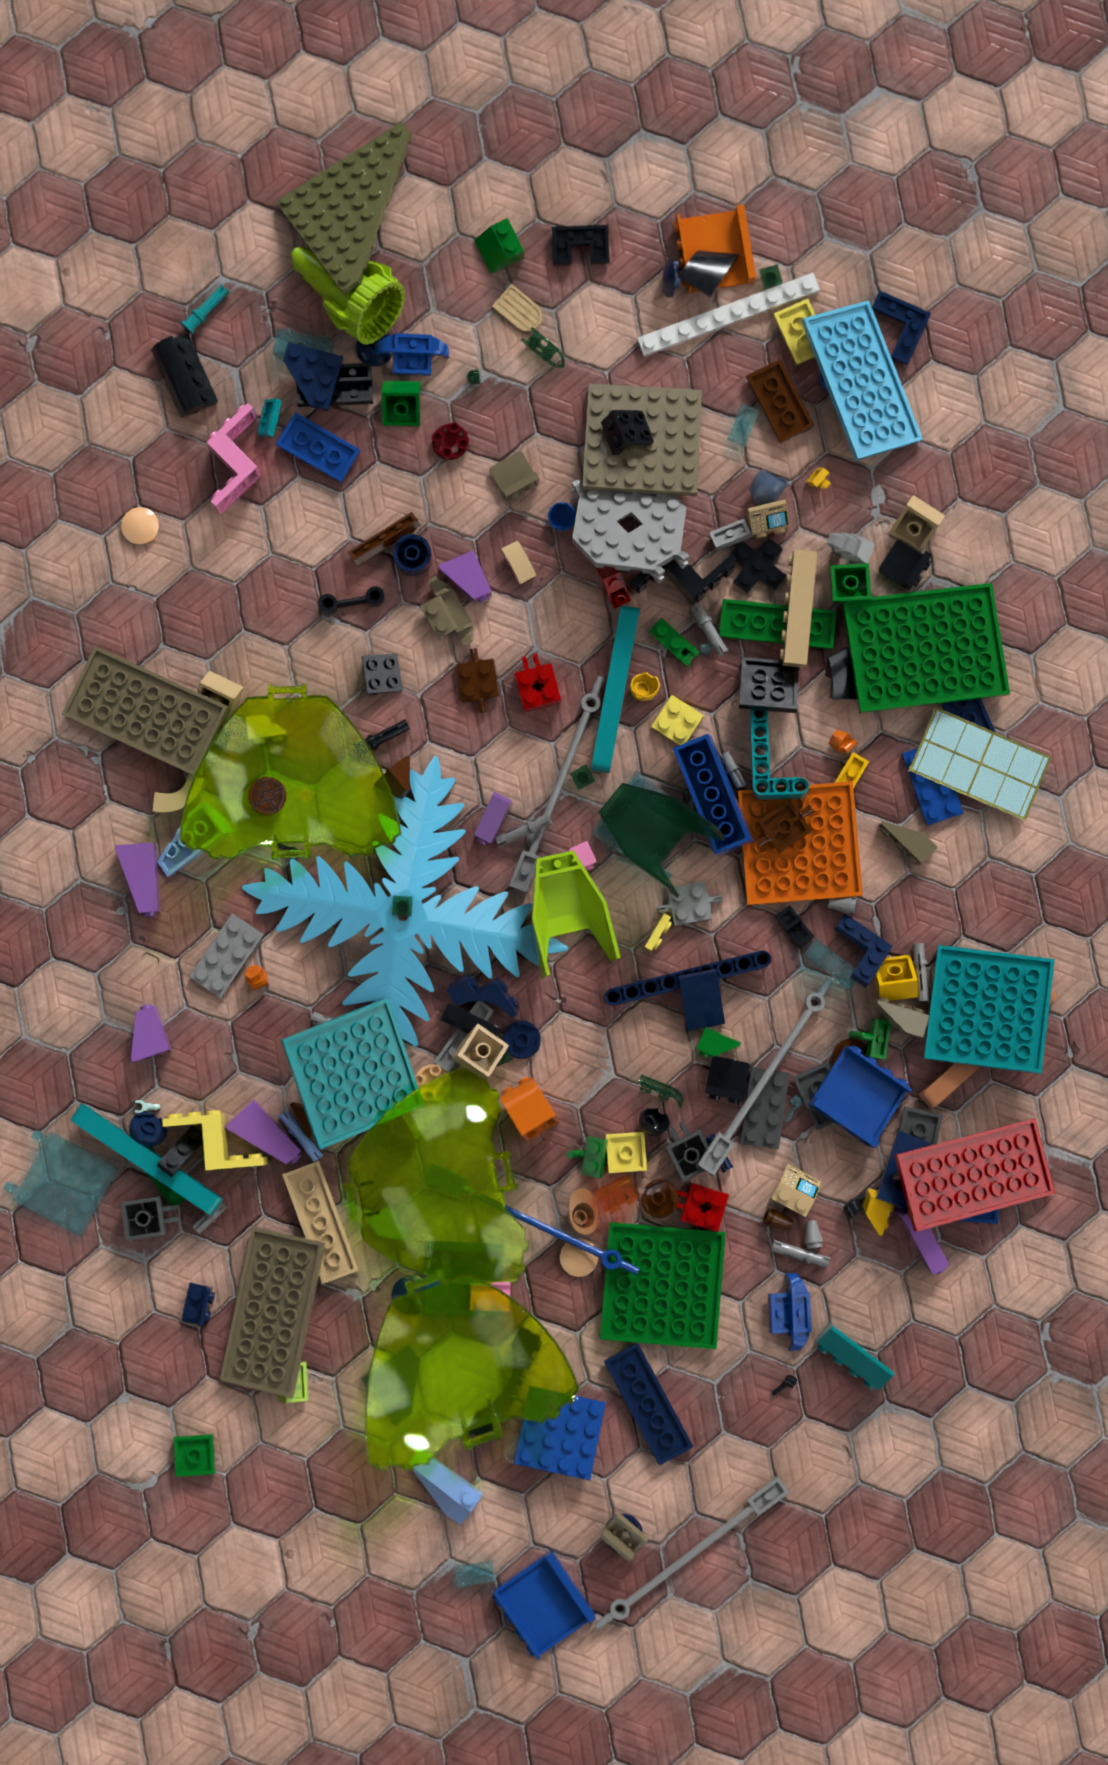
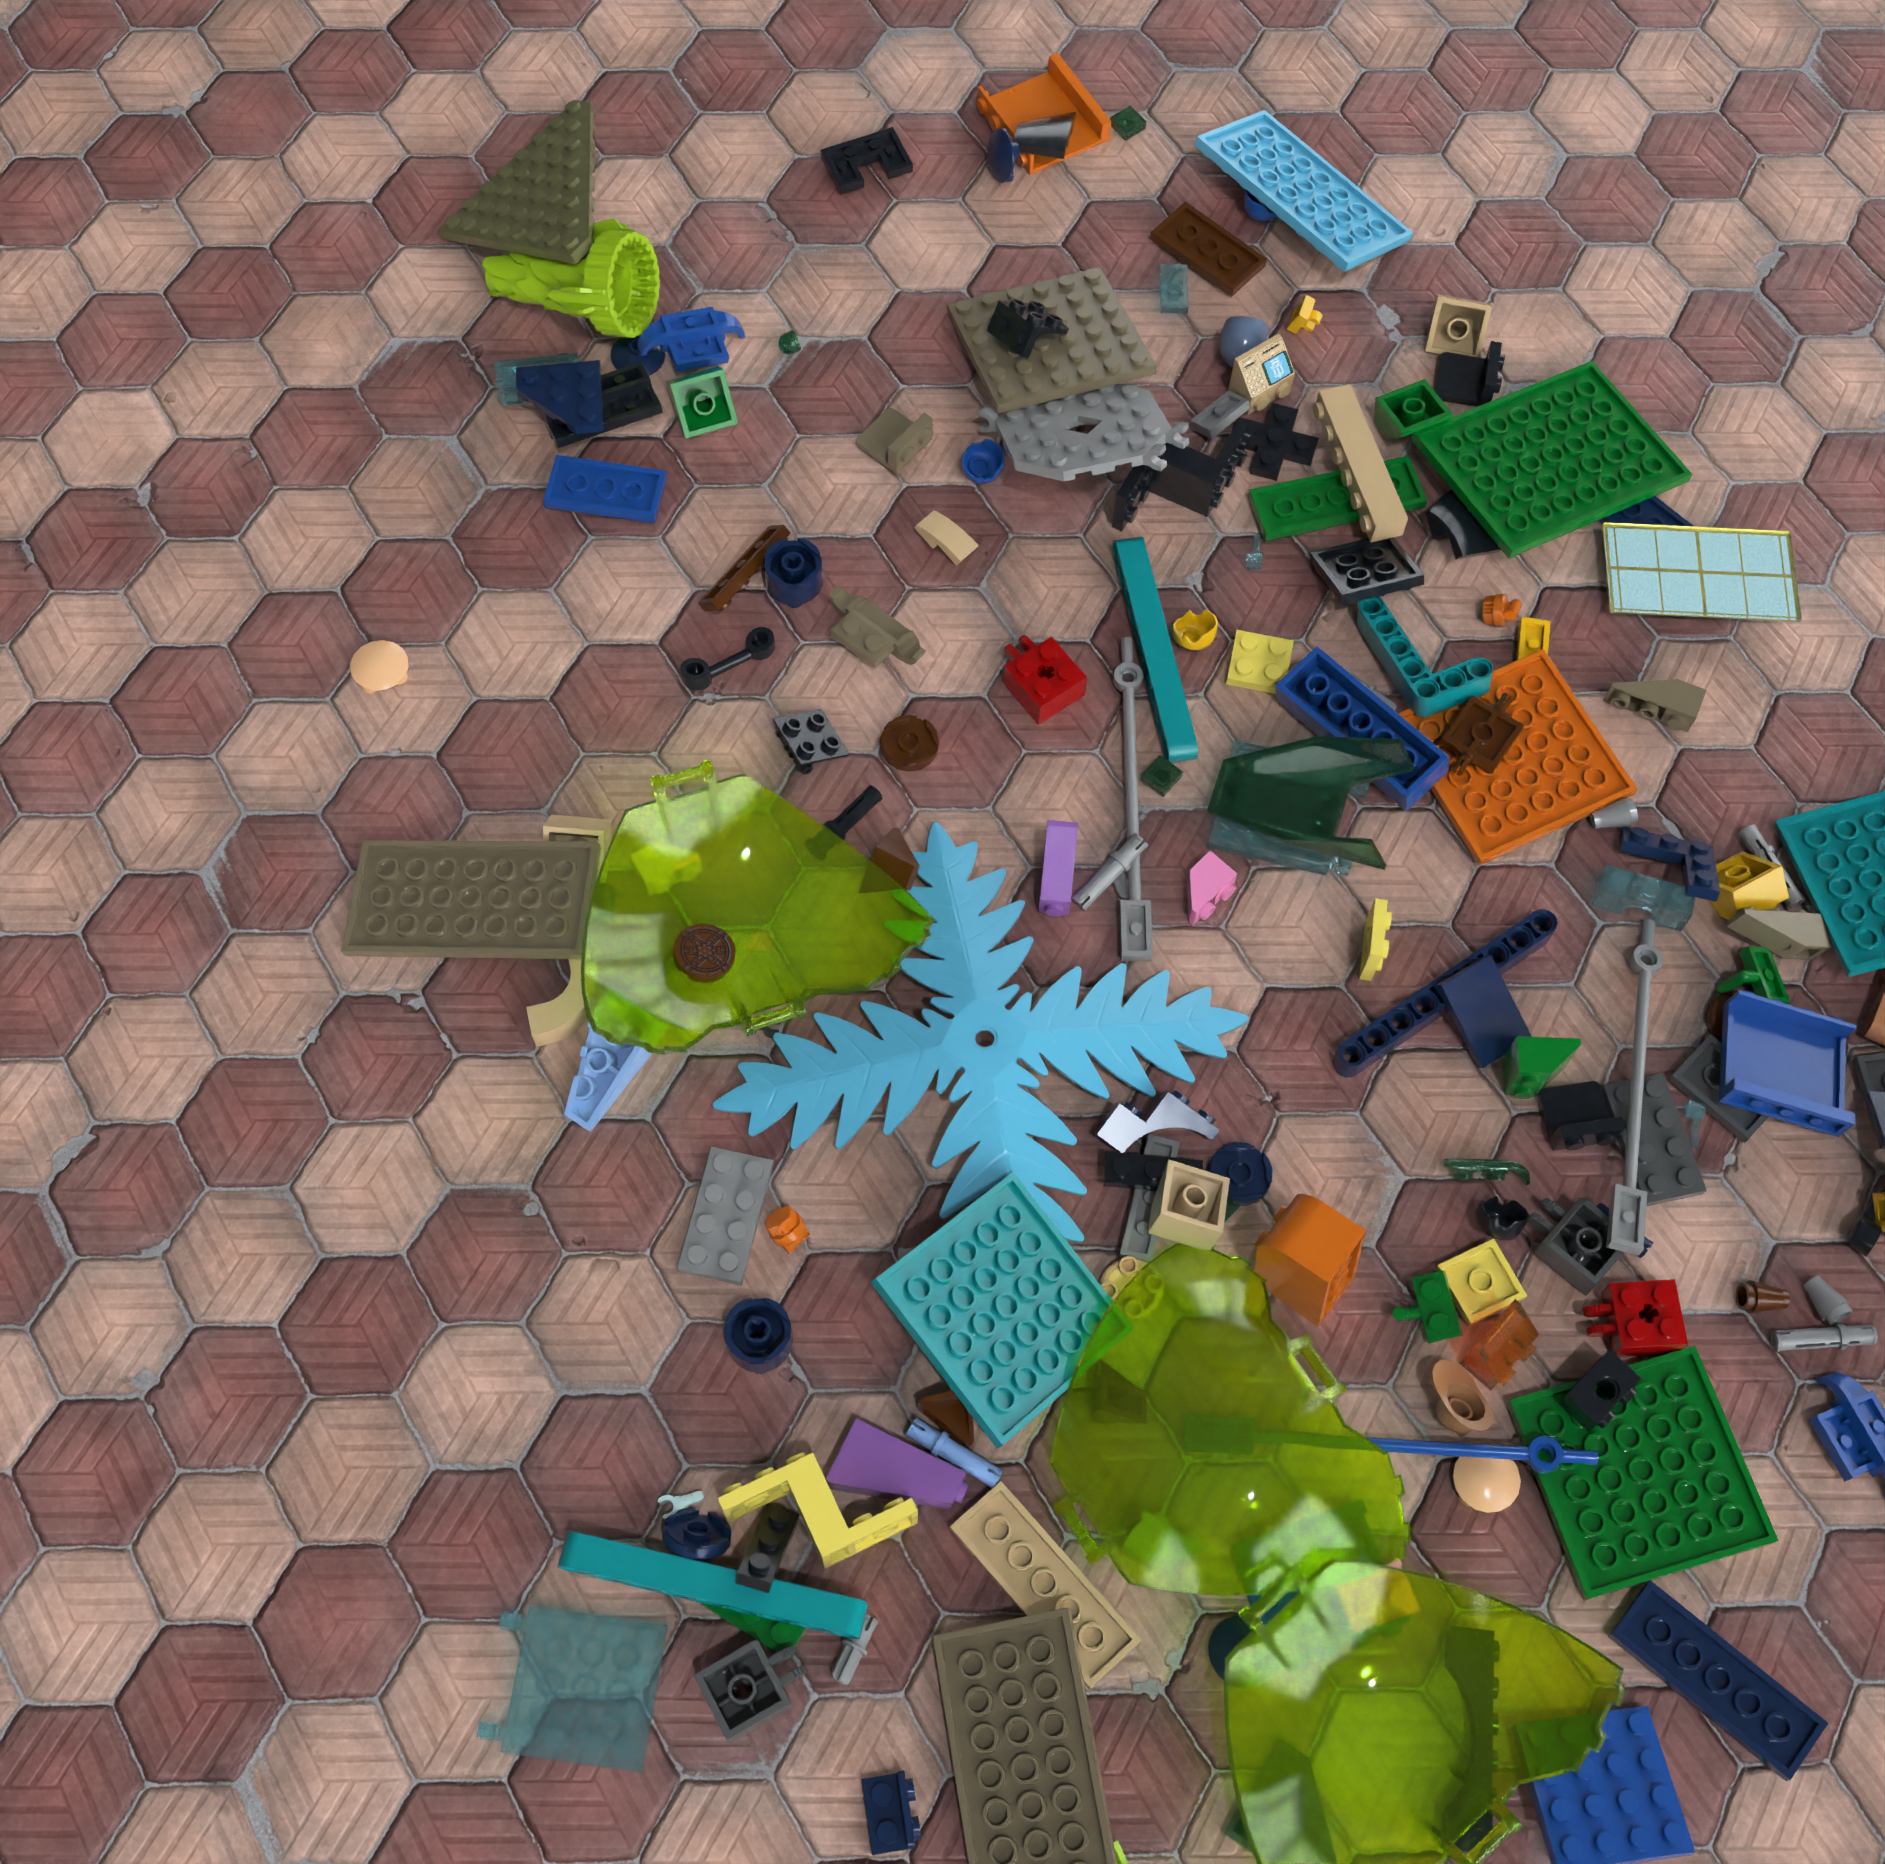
camera: 25 degrees left, 20 degrees down
(141, 873) = (543, 1135): medium lavender slope -> none
(149, 1034) = (644, 1382): medium lavender slope -> none
(184, 374) = (379, 460): black brick -> none
(198, 315) = (377, 385): teal pin -> none
(208, 1028) = (763, 1353): none -> dark blue brick
(234, 459) = (489, 531): bright pink bracket -> none
(269, 417) = (521, 474): teal plate -> none
(402, 906) = (980, 1020): clear green plate -> none
(441, 697) = (909, 743): none -> reddish brown tile
(450, 441) = (788, 426): dark red dish -> none
(467, 576) = (882, 576): medium lavender slope -> none
(477, 680) = (953, 703): reddish brown plate -> none
(499, 246) = (761, 189): green slope -> none
(518, 309) = (816, 255): tan window -> none
(546, 352) = (875, 288): clear green piece -> none
(566, 903) = (1231, 945): lime windscreen -> none
(613, 586) = (1090, 520): red slope -> none
(645, 1238) = (1609, 1374): none -> black brick
(659, 1198) = (1569, 1331): reddish brown tile -> none
(673, 642) = (1207, 567): green plate -> none
(691, 905) = (1403, 887): light grey plate -> none
(705, 623) = (1239, 527): light grey pin -> none
(728, 314) = (1091, 181): white plate -> none
(793, 332) = (1192, 170): light yellow plate -> none
(794, 927) = (1555, 868): black slope -> none
(796, 1190) = (1766, 1245): tan slope -> none
(851, 547) = (1389, 371): light grey connector -> none
(908, 314) = (1329, 112): dark blue plate -> none
(934, 799) = (1663, 640): blue plate -> none

